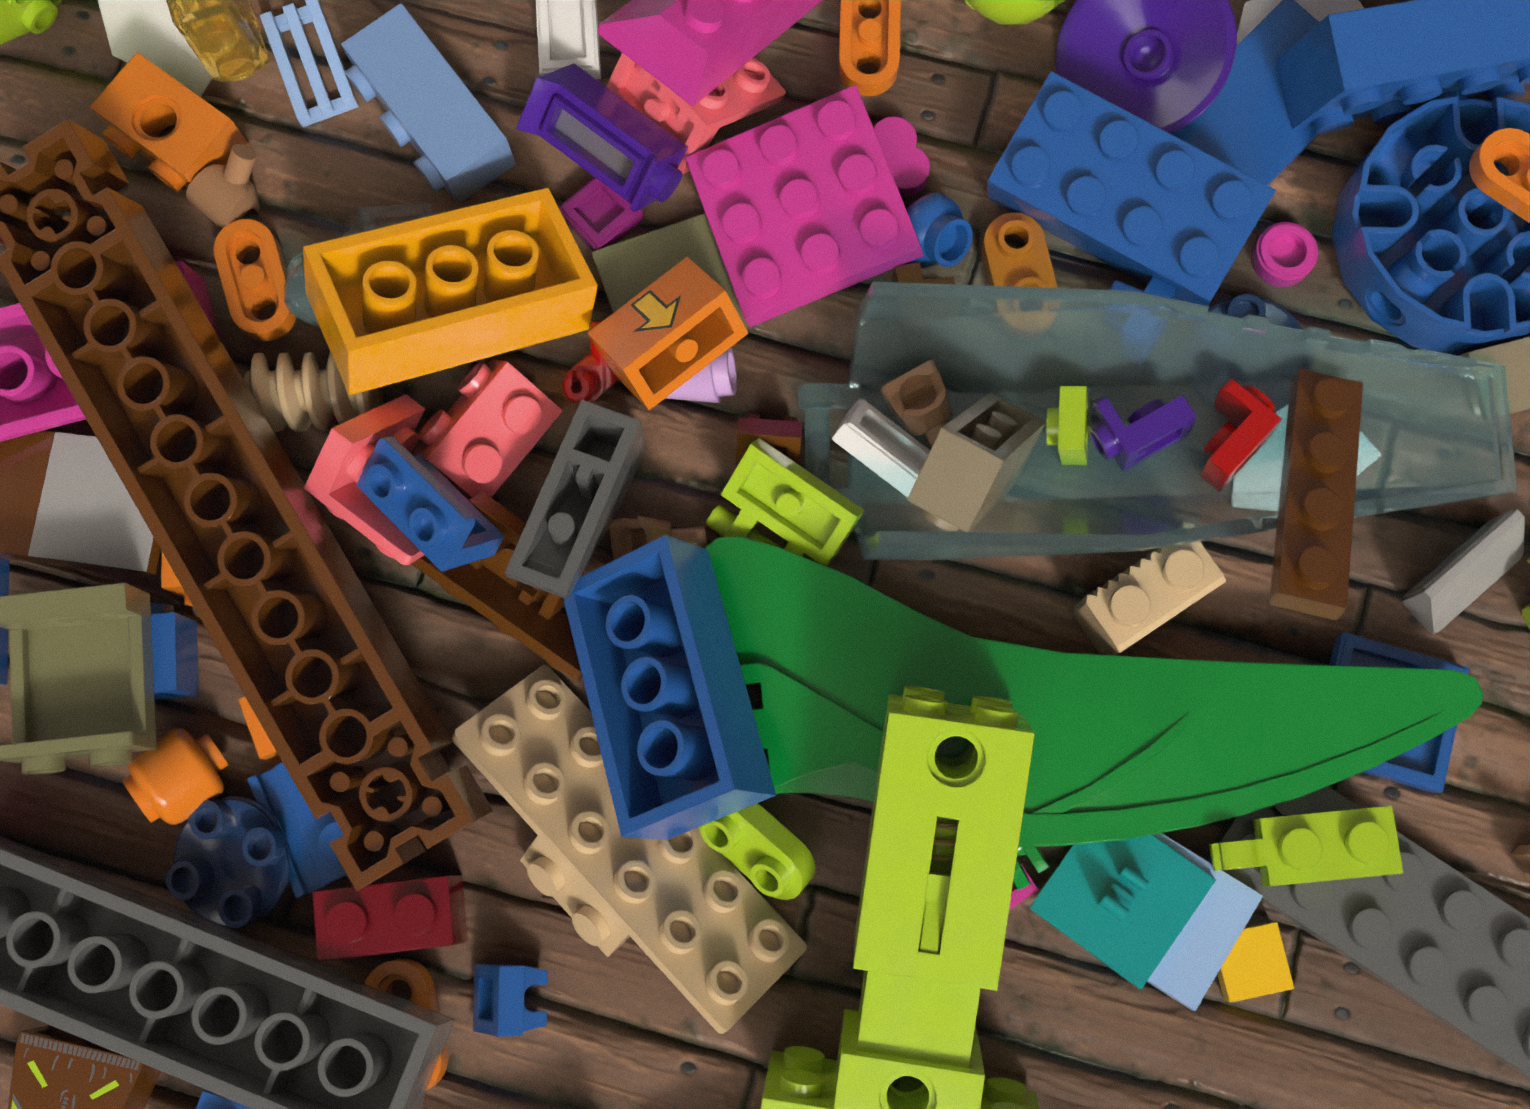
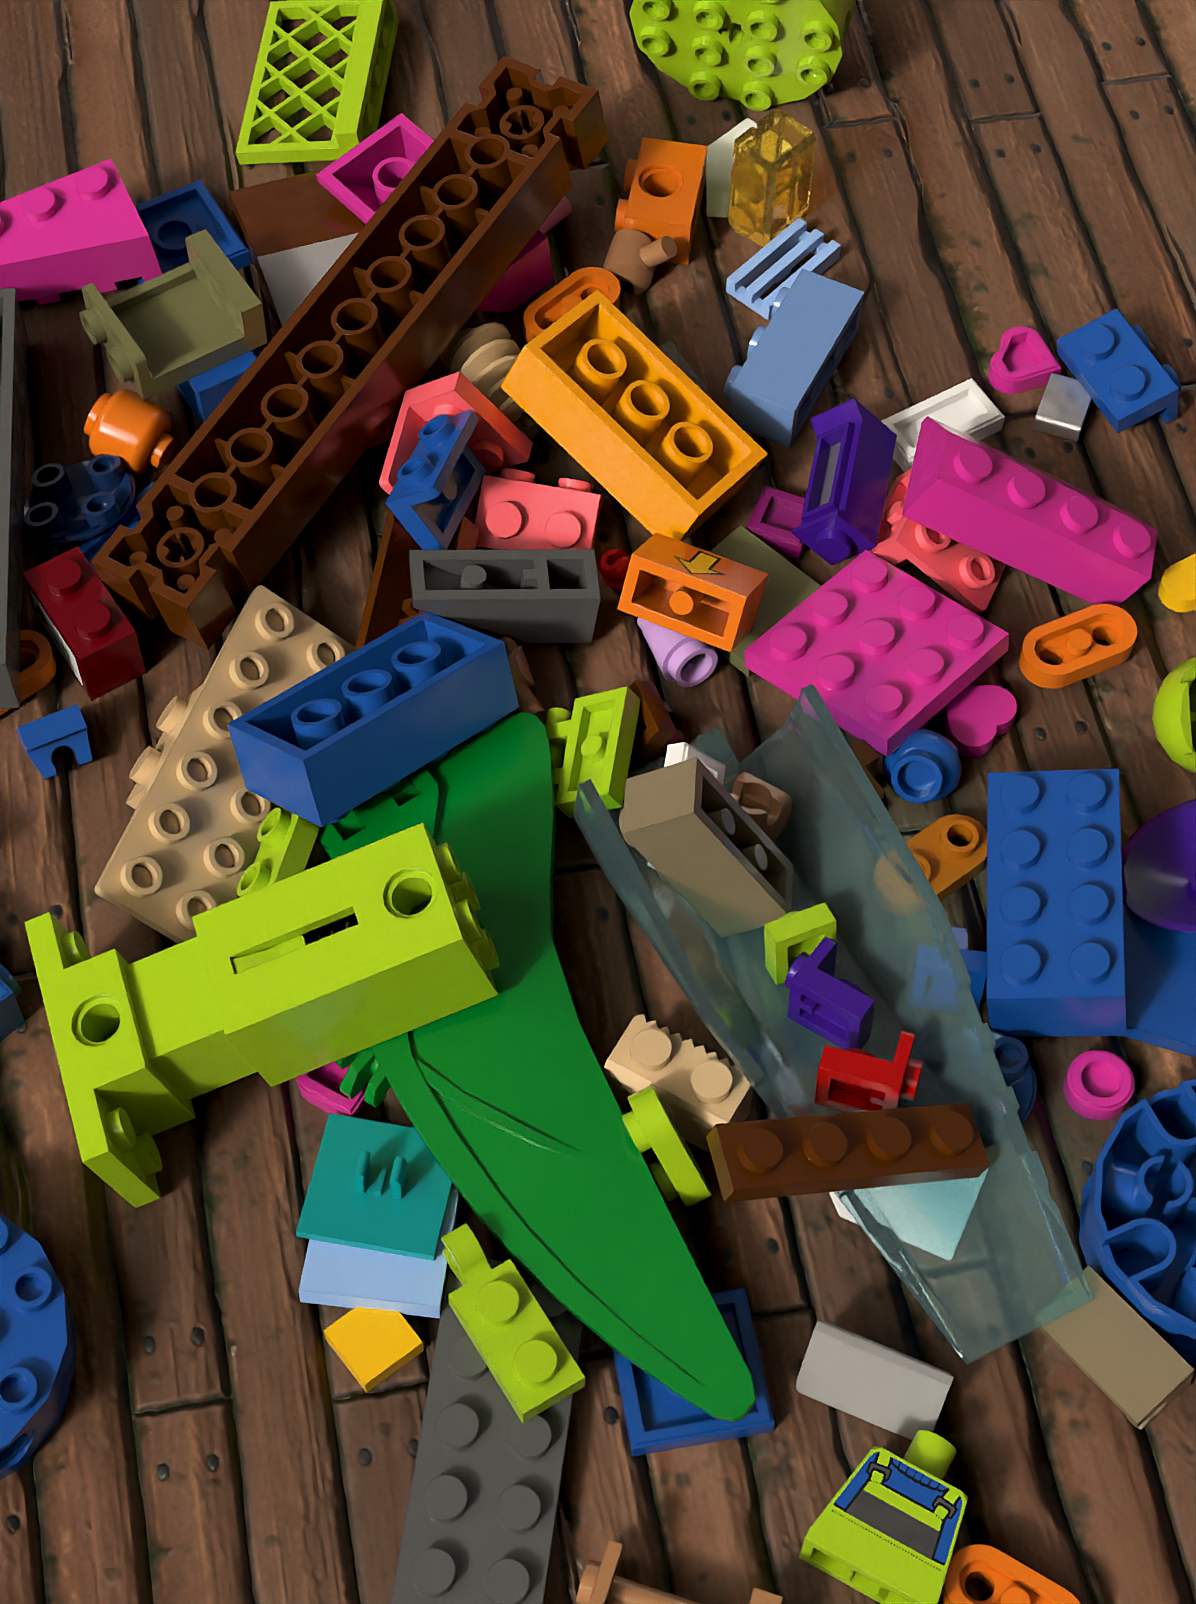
camera: 60 degrees right, 20 degrees down
(1209, 637) = (654, 1128): none -> lime plate

